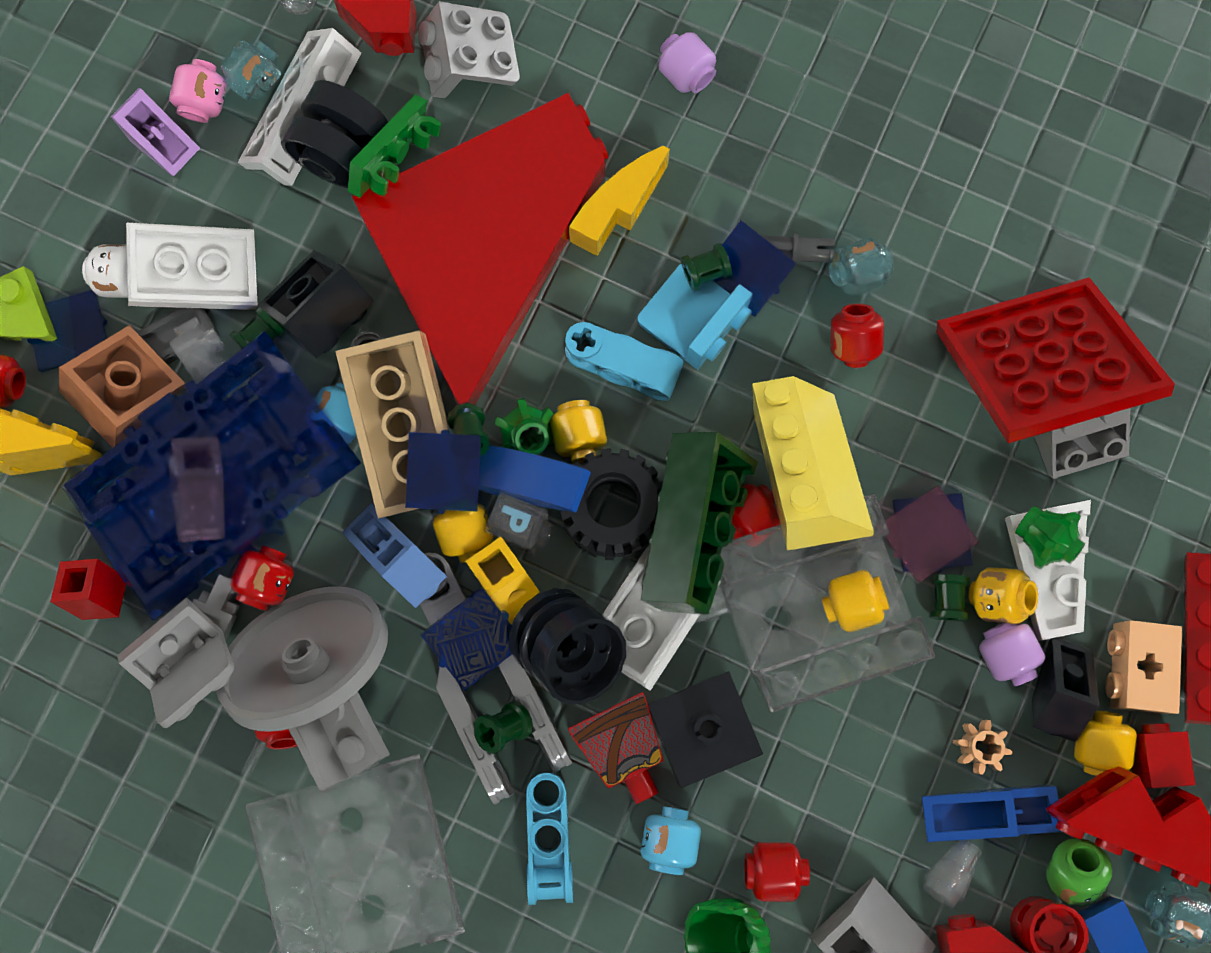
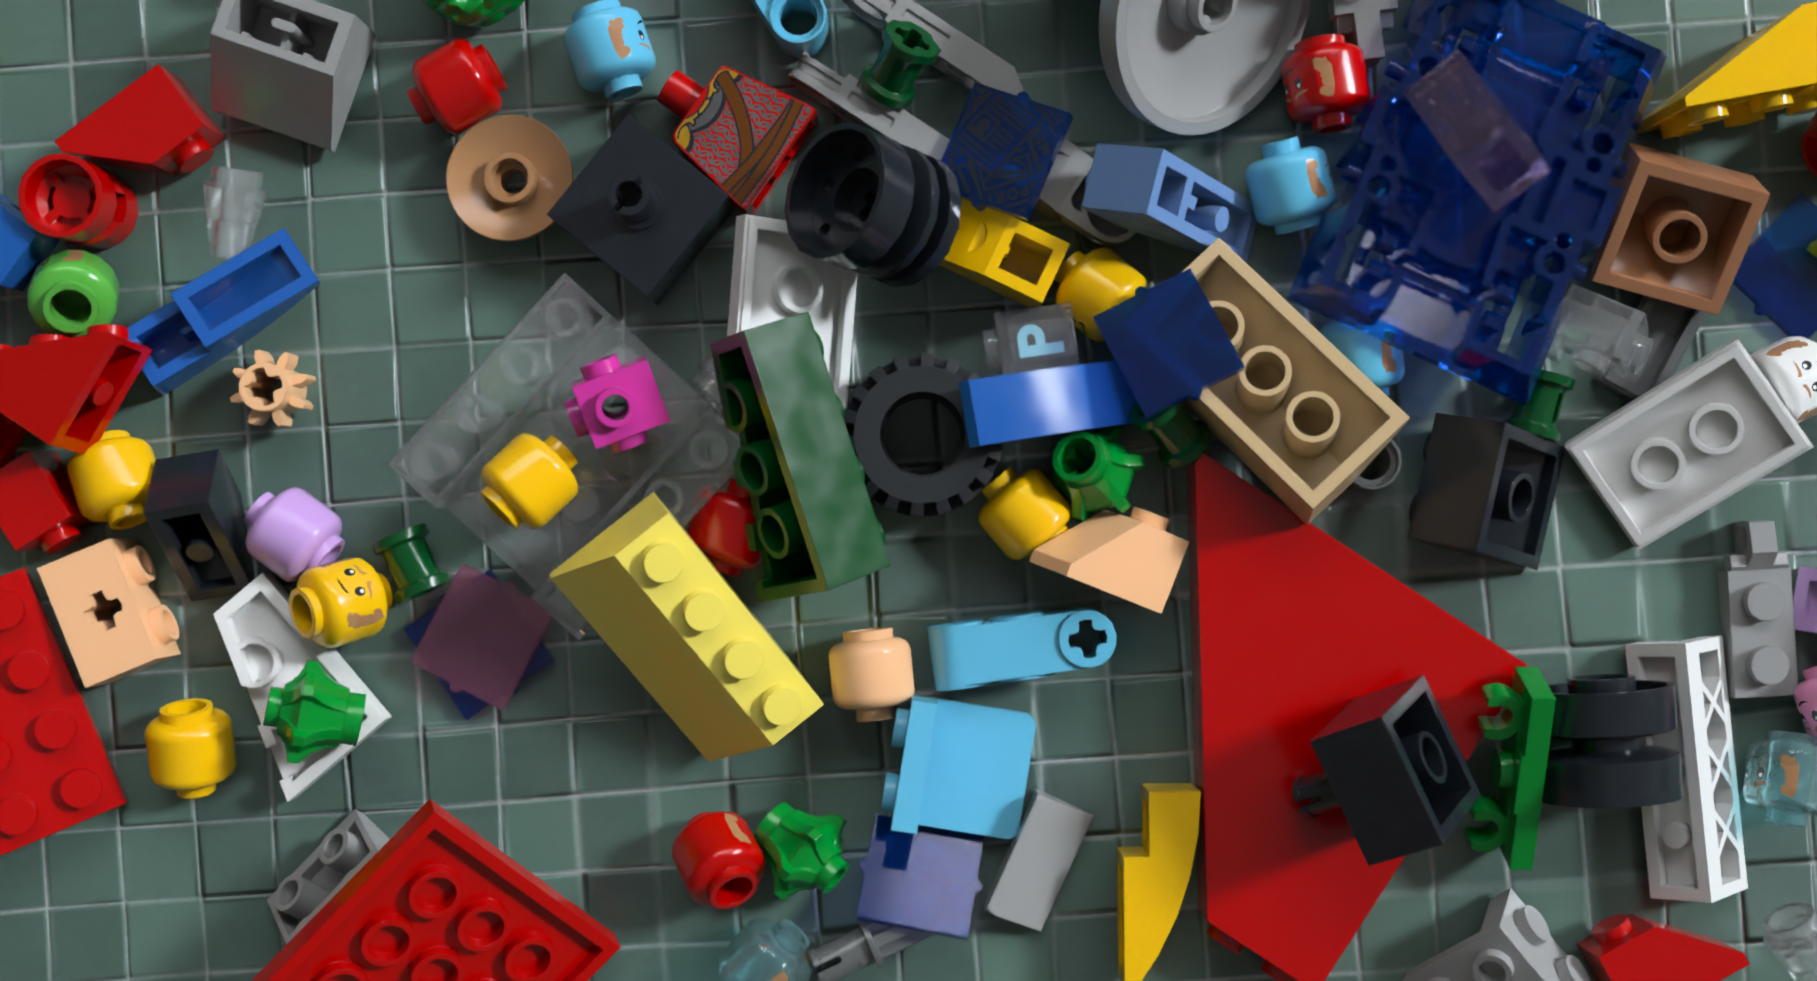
camera: 155 degrees right, 10 degrees up
(211, 163) = (1757, 614): none -> light grey hinge
(318, 531) = (1290, 186): none -> medium azure head
(461, 172) = (1390, 772): none -> black brick
(541, 376) = (1118, 556): none -> light nougat slope
(688, 237) = (1037, 861): none -> light grey slope
(706, 267) = (977, 841): dark green bush -> none
(715, 390) = (871, 673): none -> light nougat head
(780, 617) = (625, 427): none -> dark pink brick
(792, 807) = (487, 159): none -> medium nougat dish
(806, 316) = (802, 849): none -> green rock
(1133, 562) = (190, 747): none -> yellow head

